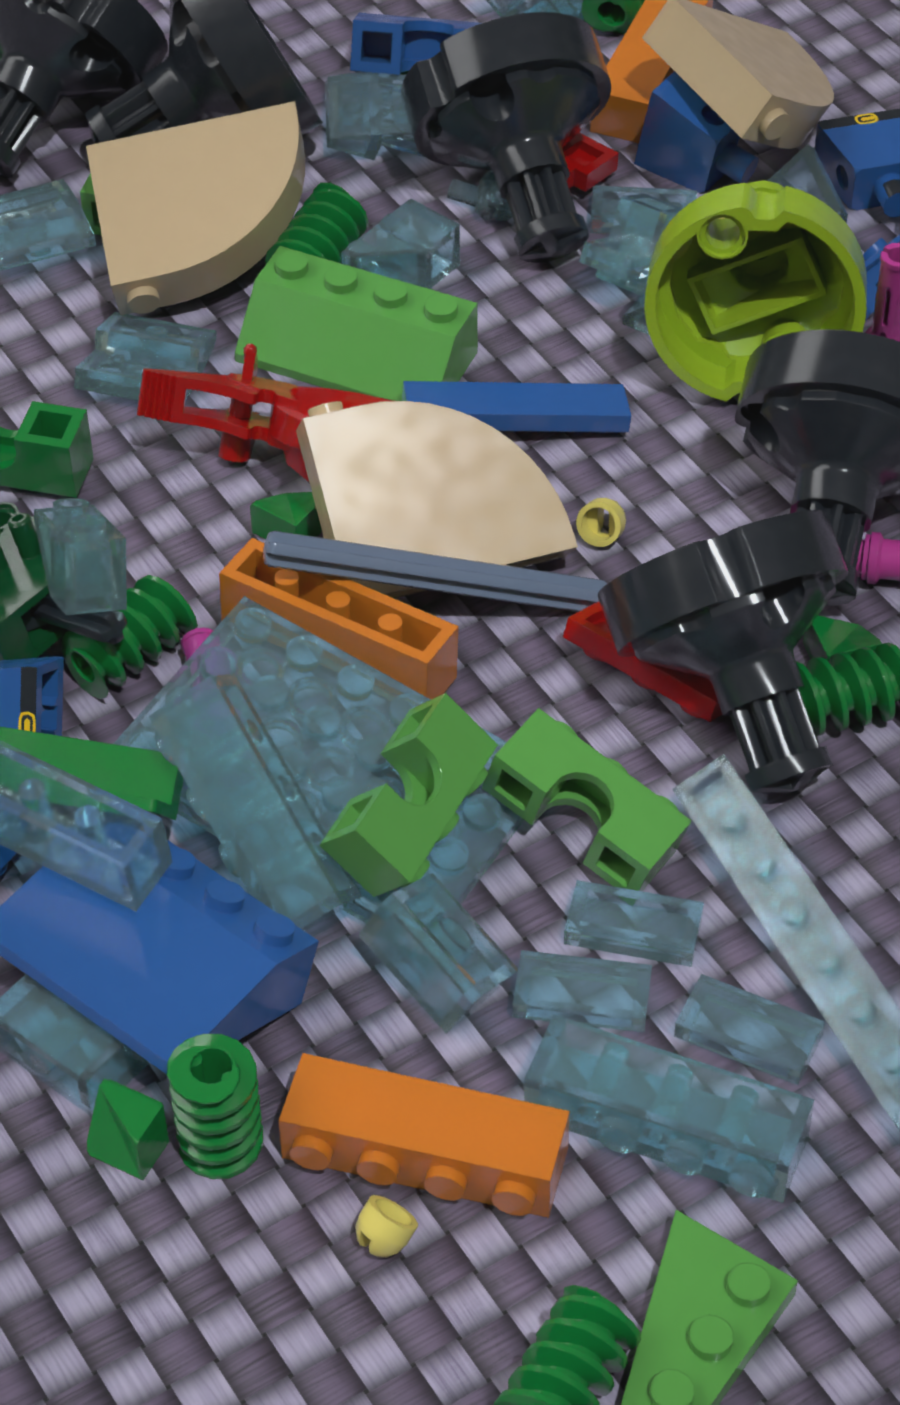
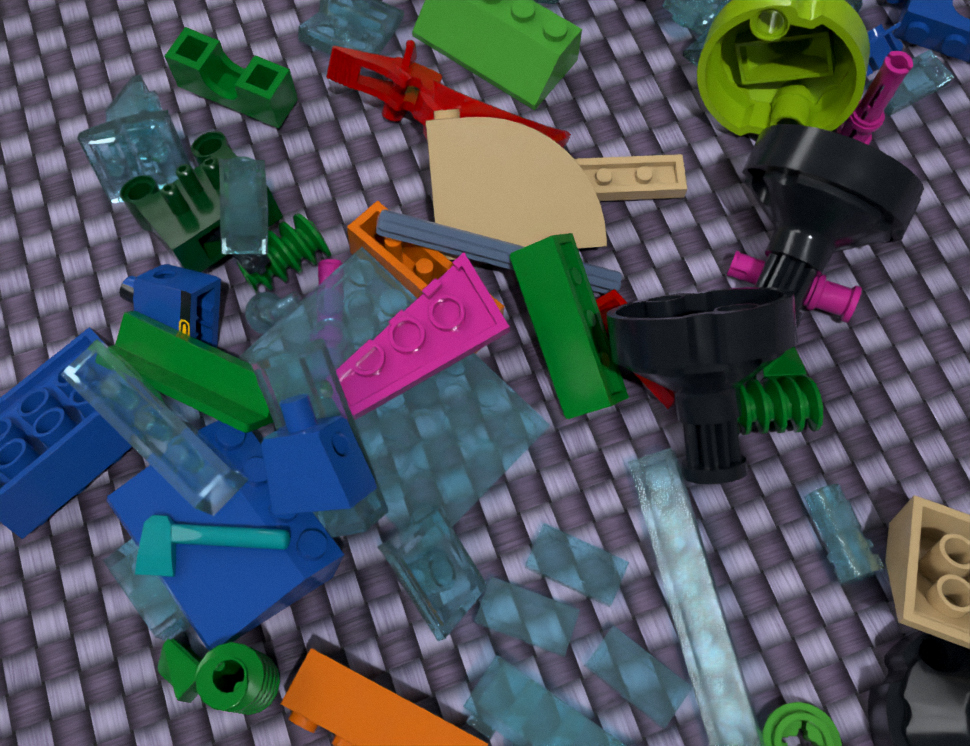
camera: 10 degrees right, 20 degrees up
(68, 946) = (160, 535): none -> teal piece
(122, 702) = (267, 309): none -> clear light blue plate
(259, 807) = (314, 462): none -> blue torso
(285, 513) = (412, 175): green slope -> none
(370, 667) = (433, 333): none -> dark pink wing
(440, 762) = (463, 426): bright green arch -> none
(530, 405) = (593, 114): blue tile -> none
(548, 637) = (568, 325): none -> green panel
(553, 767) = (593, 495): bright green arch -> none
(591, 520) = (623, 217): light yellow hinge -> none
(605, 467) = (636, 177): none -> tan plate

